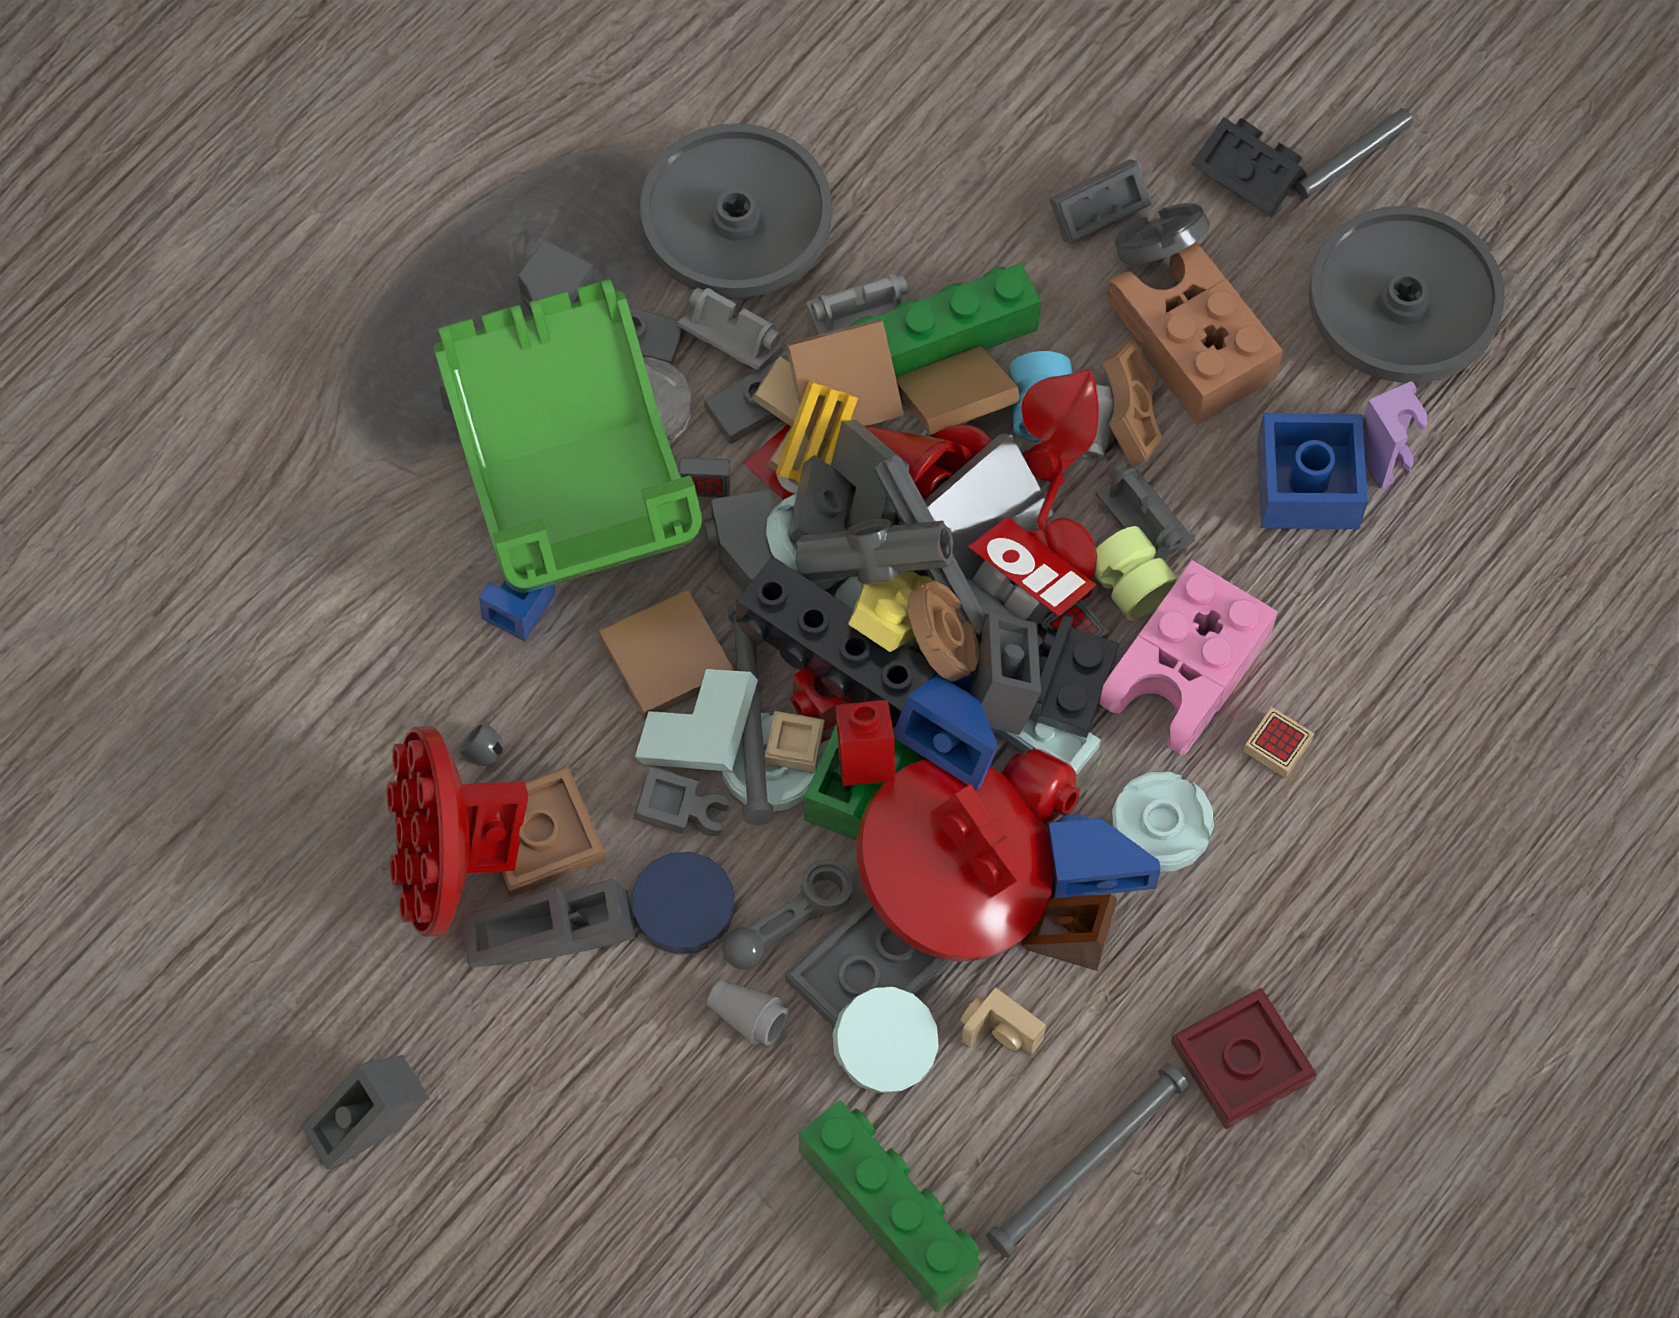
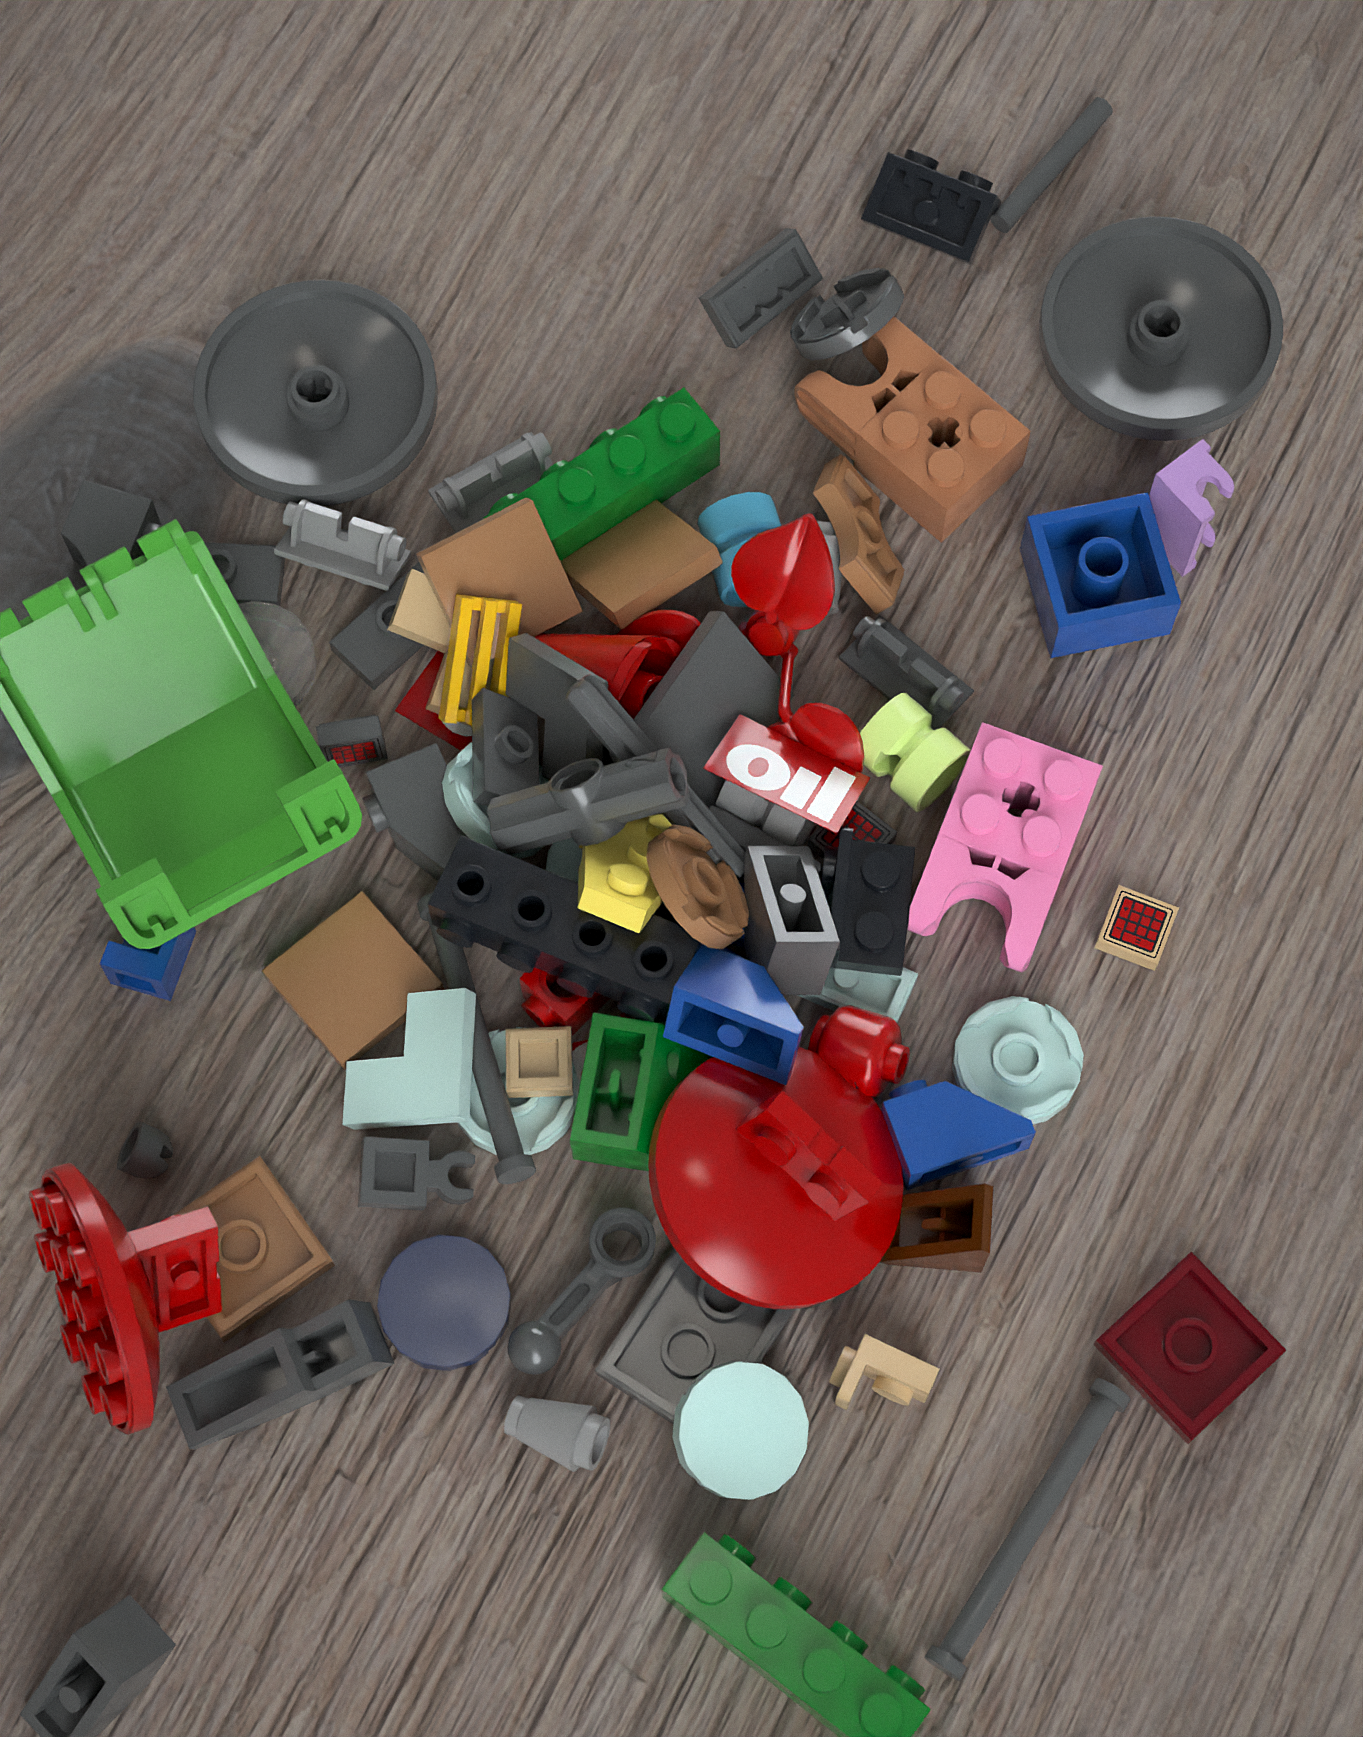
camera: 10 degrees left, 5 degrees up
(865, 742) = (633, 1057): red brick -> none

